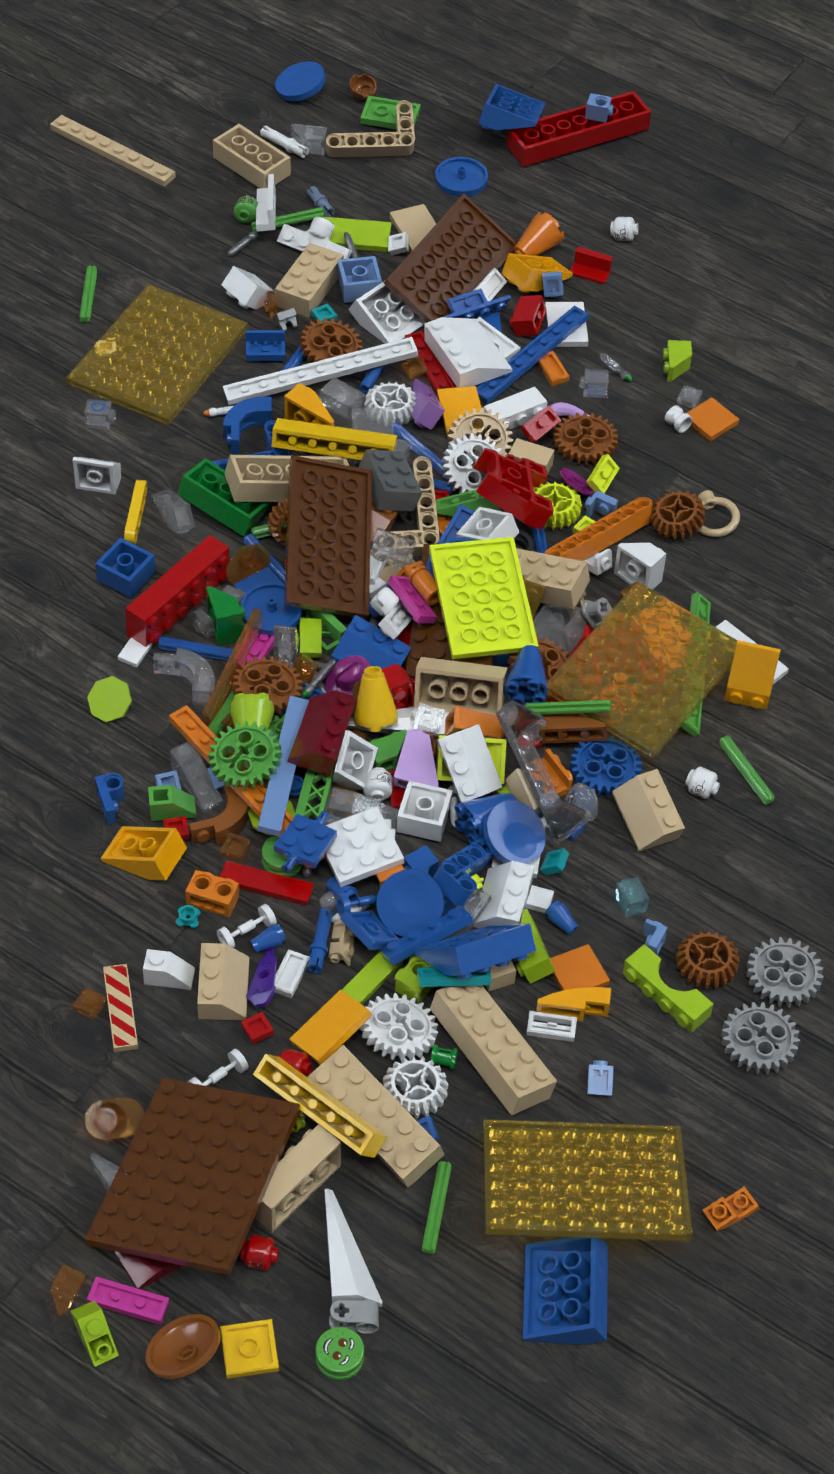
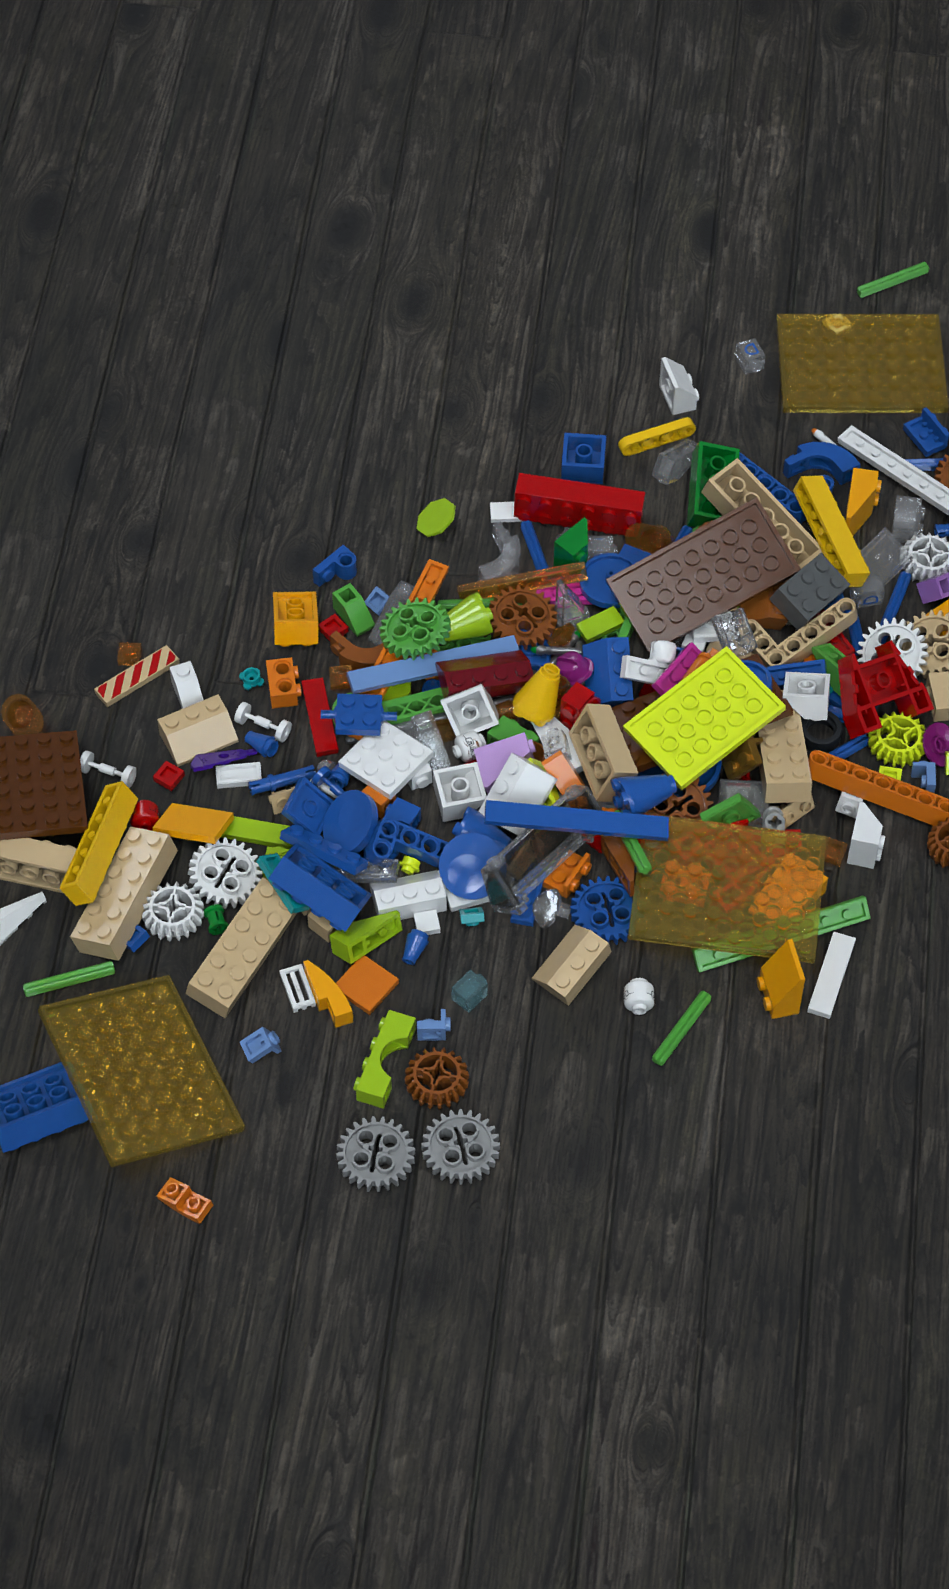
camera: 65 degrees right, 5 degrees up
(535, 727) = (576, 820): none -> blue tile
(577, 630) = (731, 810): none -> bright green tile

